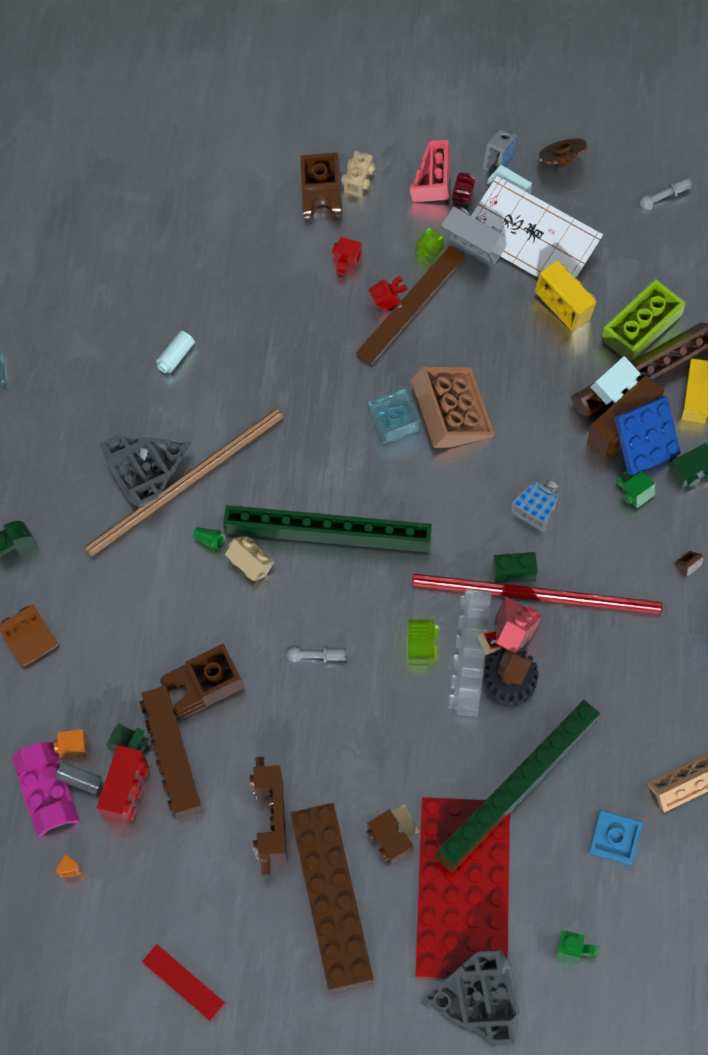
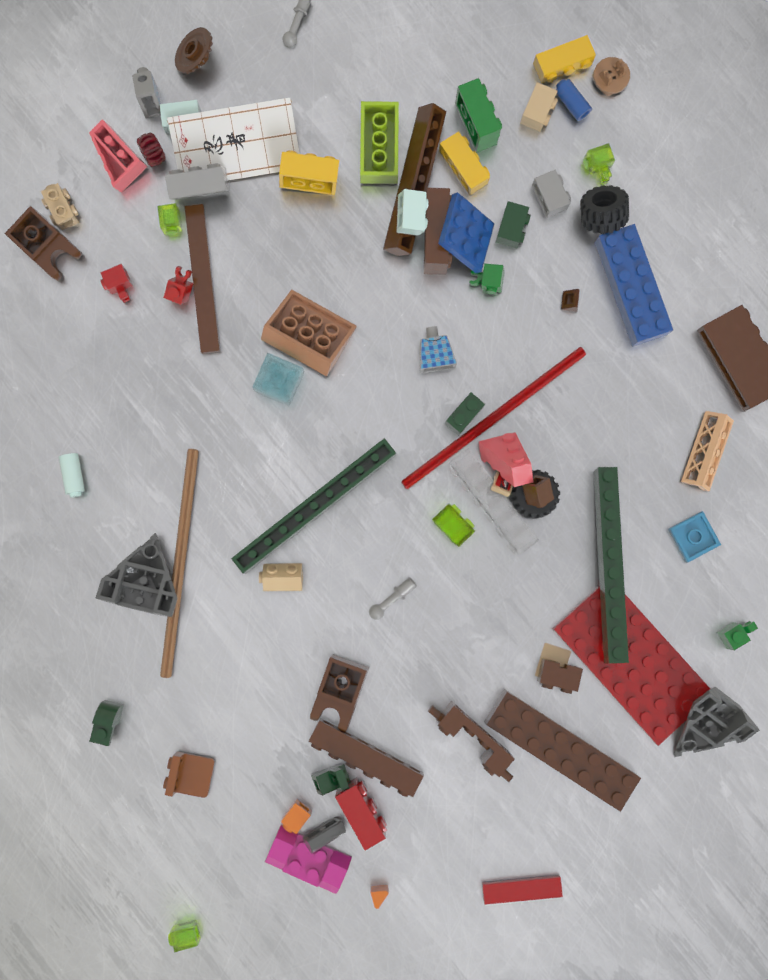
camera: 50 degrees left, 20 degrees up
(210, 537) = (239, 587): green cone -> none

